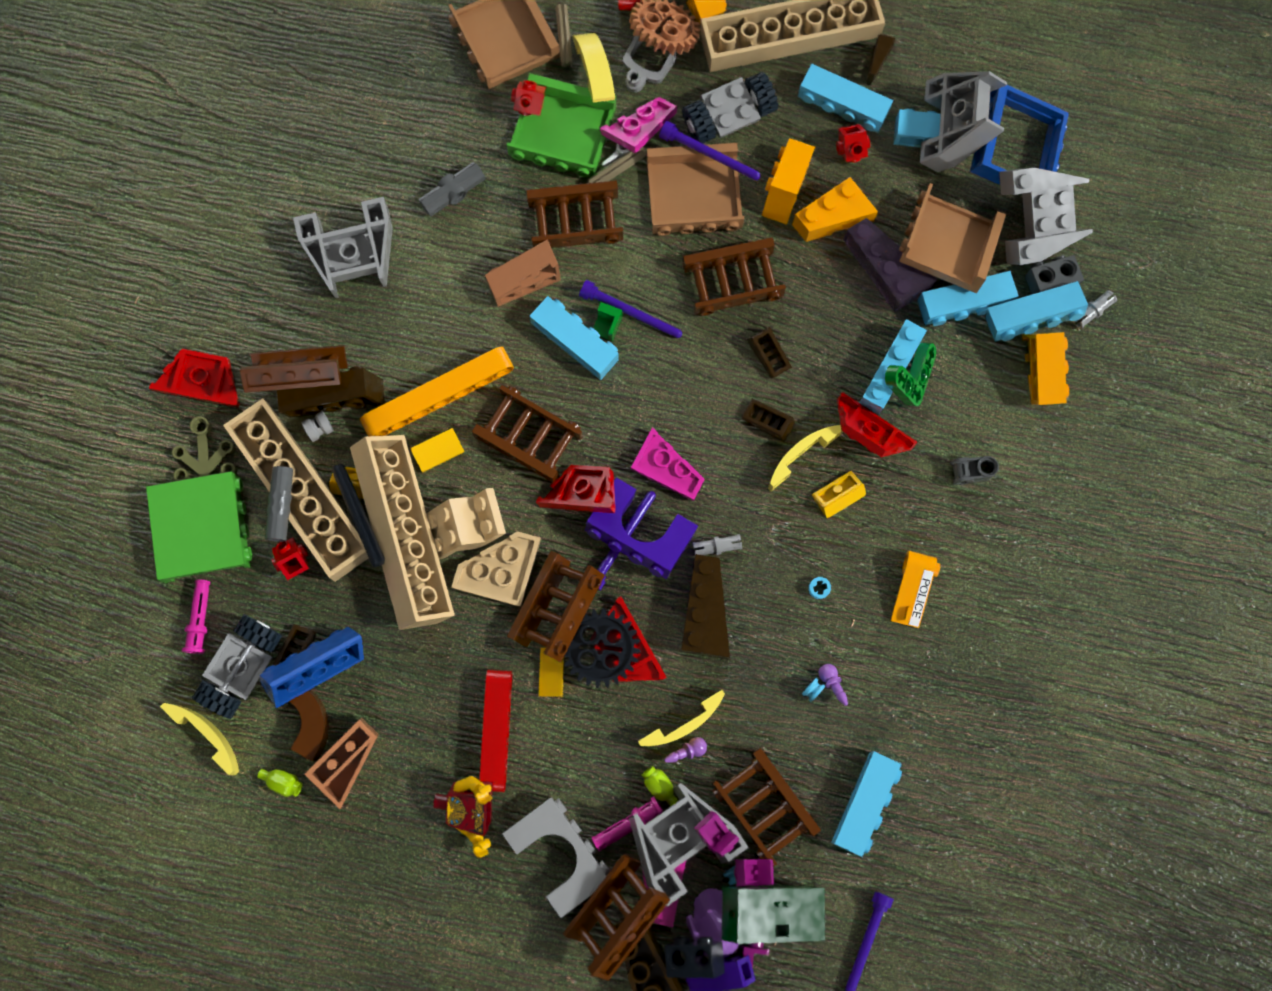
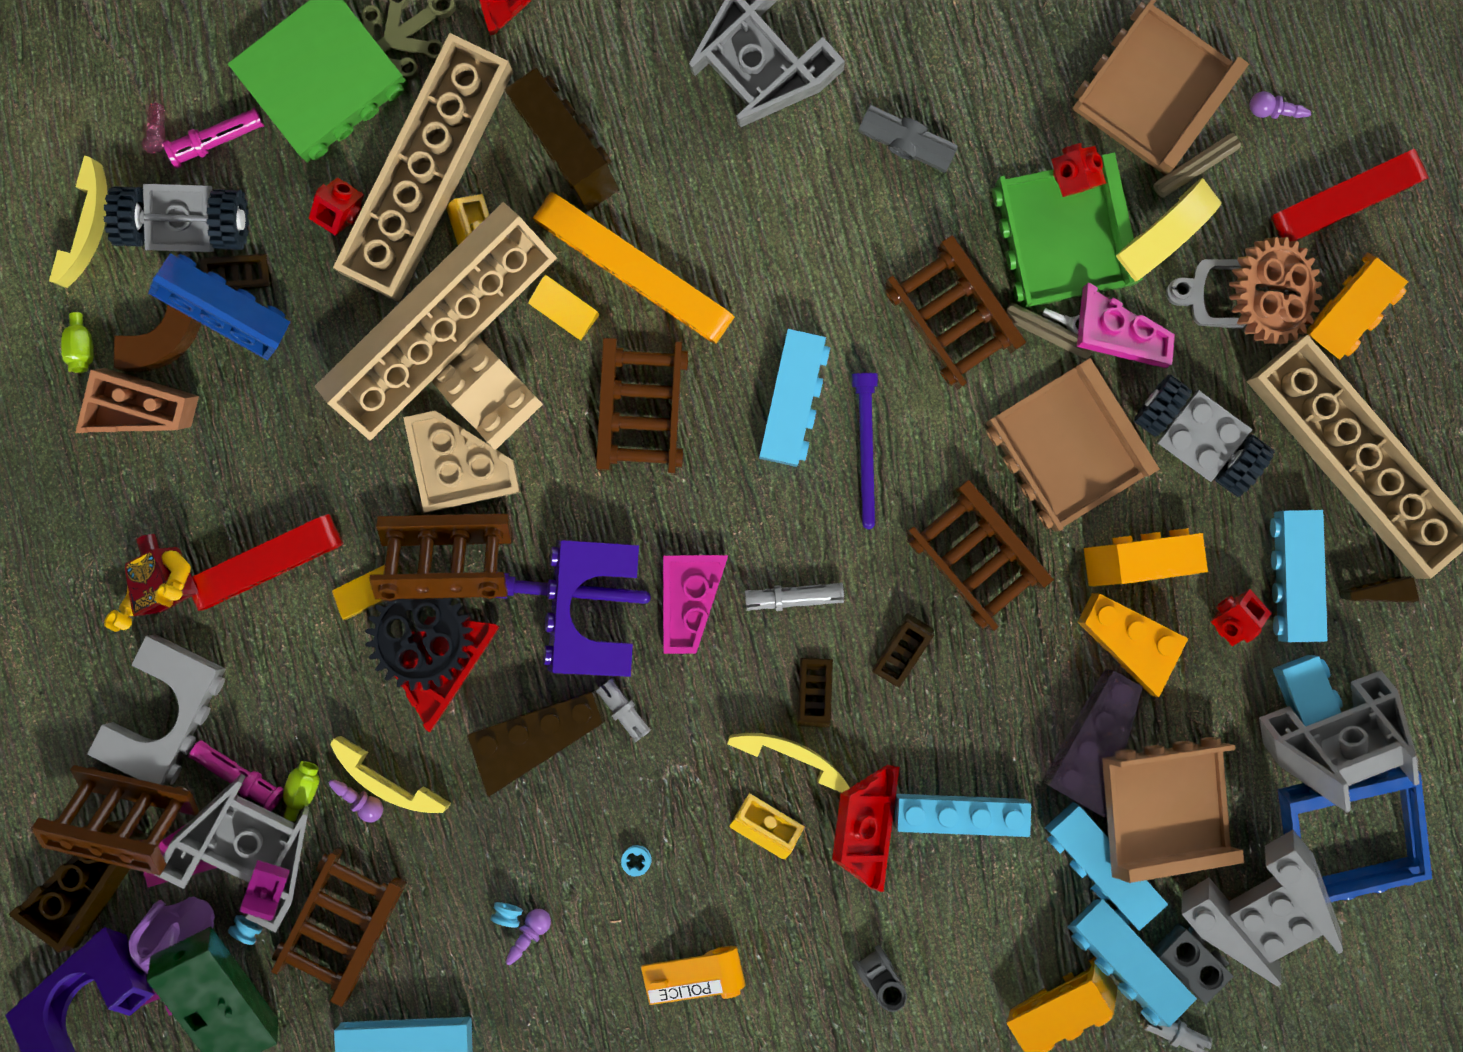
camera: 65 degrees right, 10 degrees up
(178, 657) = (155, 129): none -> clear pink arm
(279, 504) = (385, 158): dark grey axle -> none
(294, 369) = (553, 88): reddish brown fence -> none
(312, 429) = (515, 145): light grey wheel -> none
(358, 515) = (425, 259): black axle -> none
(524, 274) = (839, 290): nougat wedge -> none
(582, 490) = (601, 513): red wing -> none
(608, 321) = (835, 428): green panel -> none
(670, 132) = (1126, 378): dark purple piece -> none
(695, 964) = (107, 928): black brick -> none
(700, 400) = (794, 596): none -> light grey pin
(754, 872) = (251, 952): magenta bracket -> none
(912, 386) = (945, 853): green beam -> none

